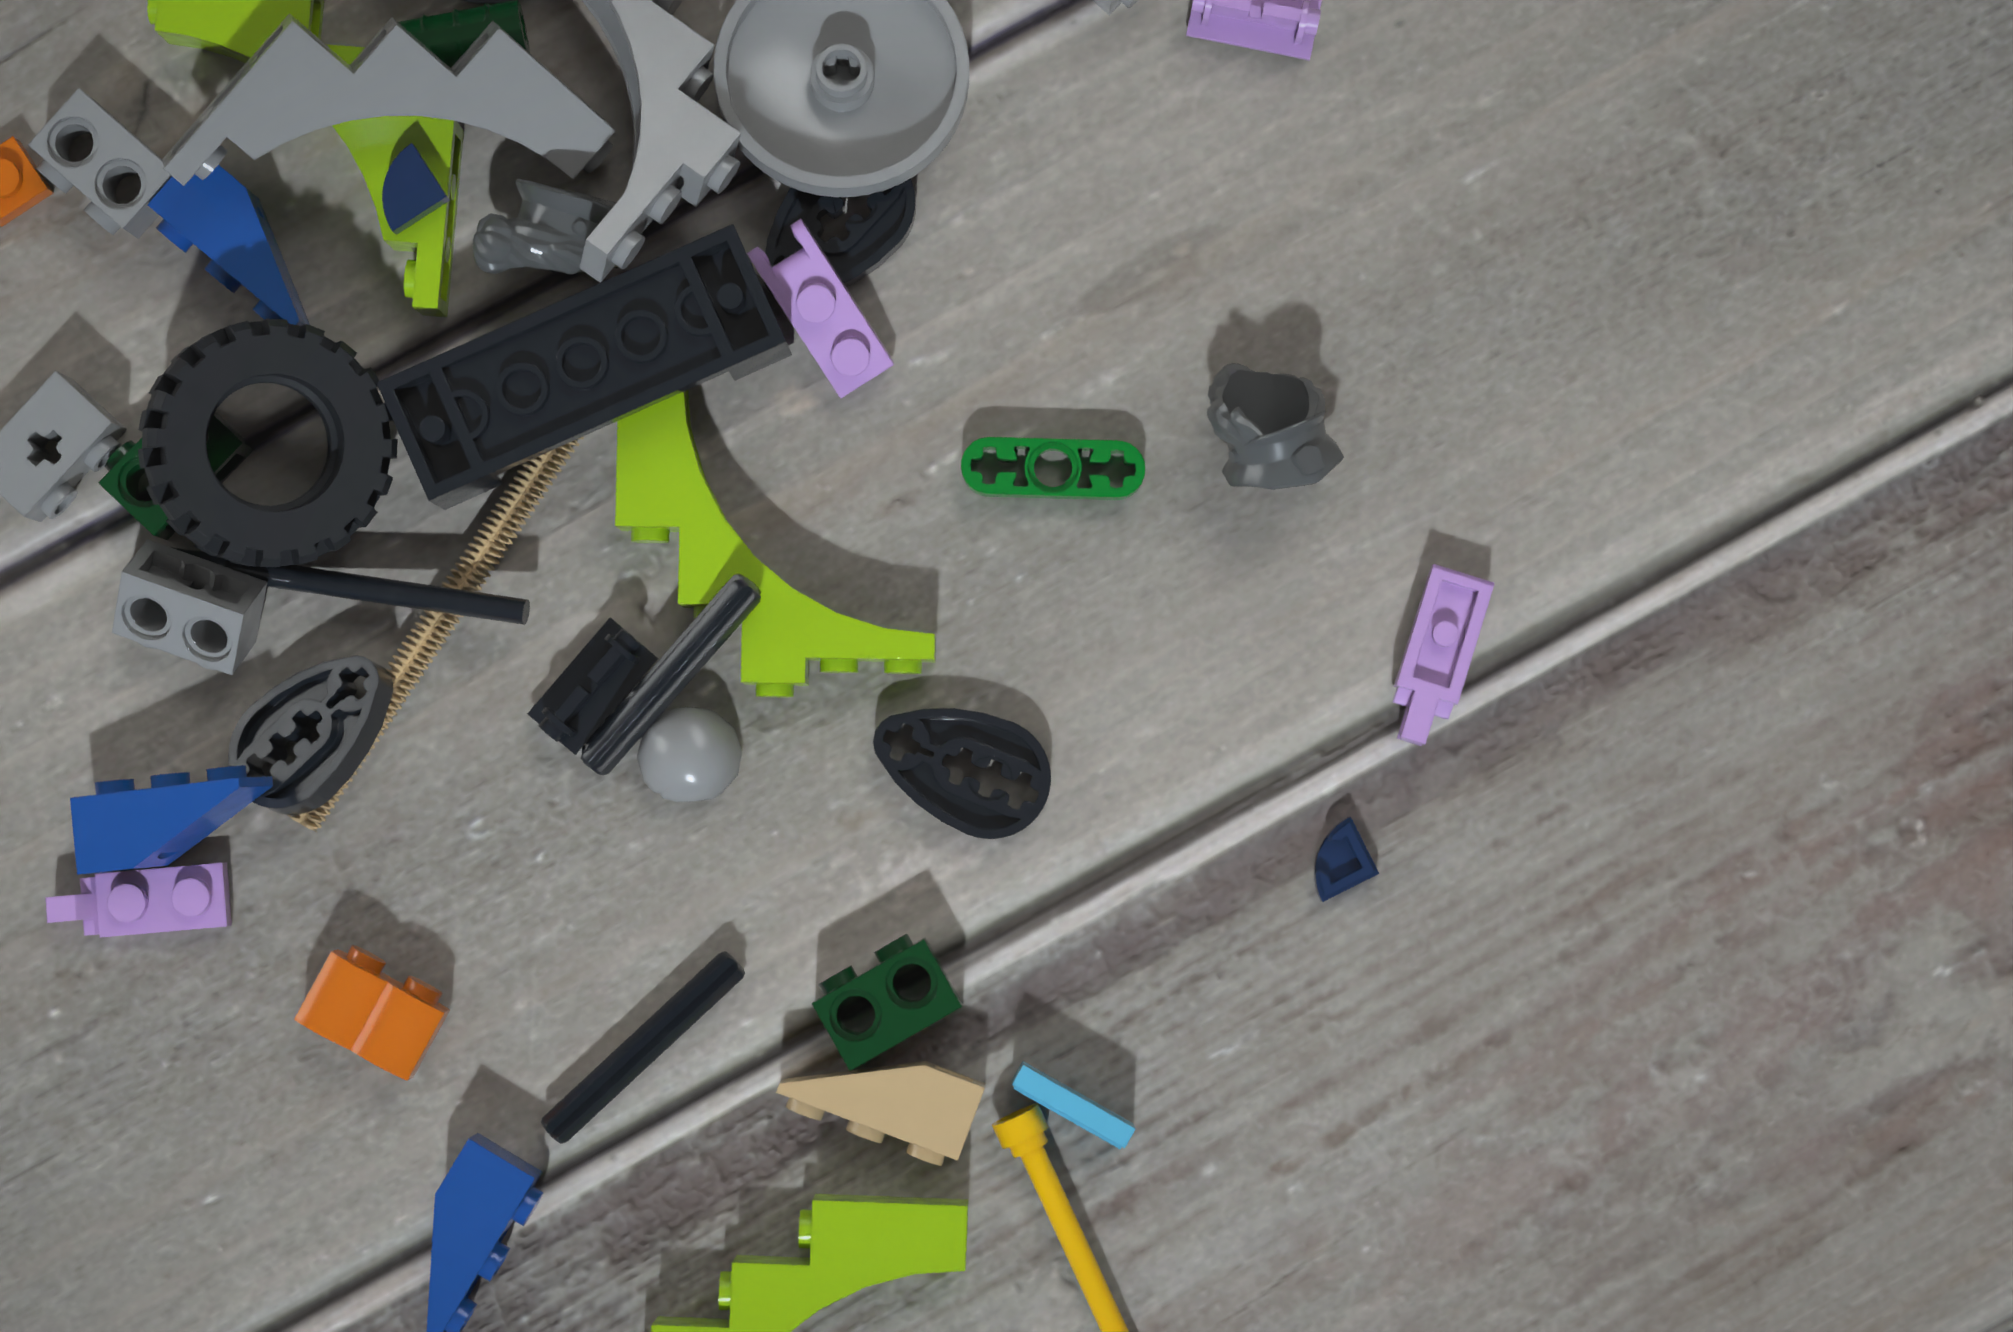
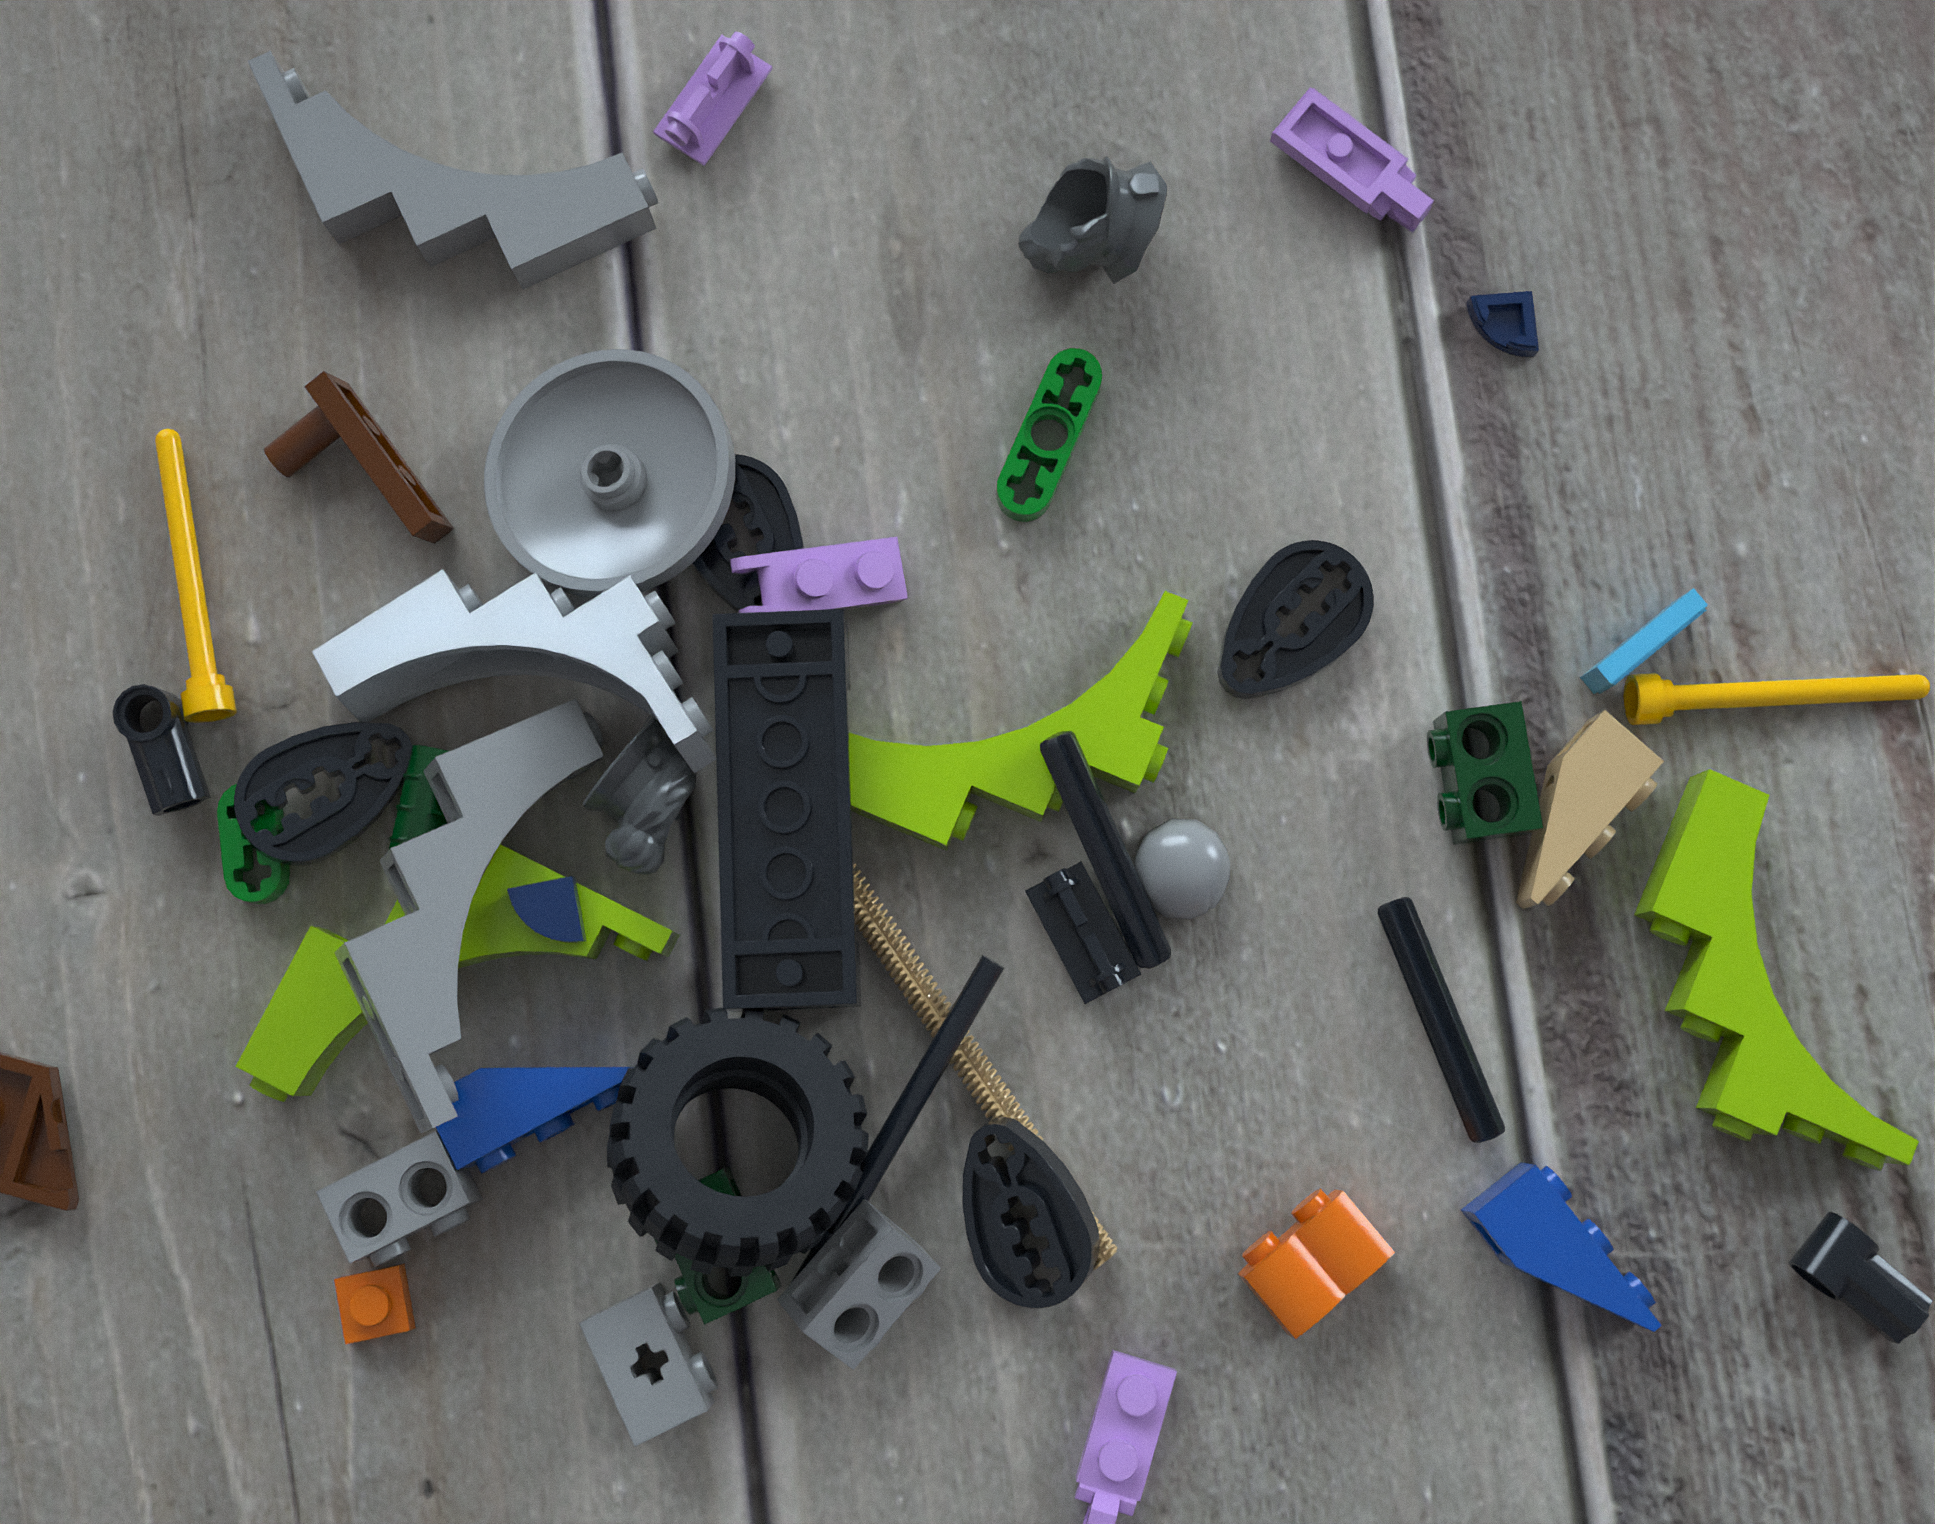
camera: 70 degrees left, 5 degrees down
(156, 824) = (1054, 1411): blue slope -> none

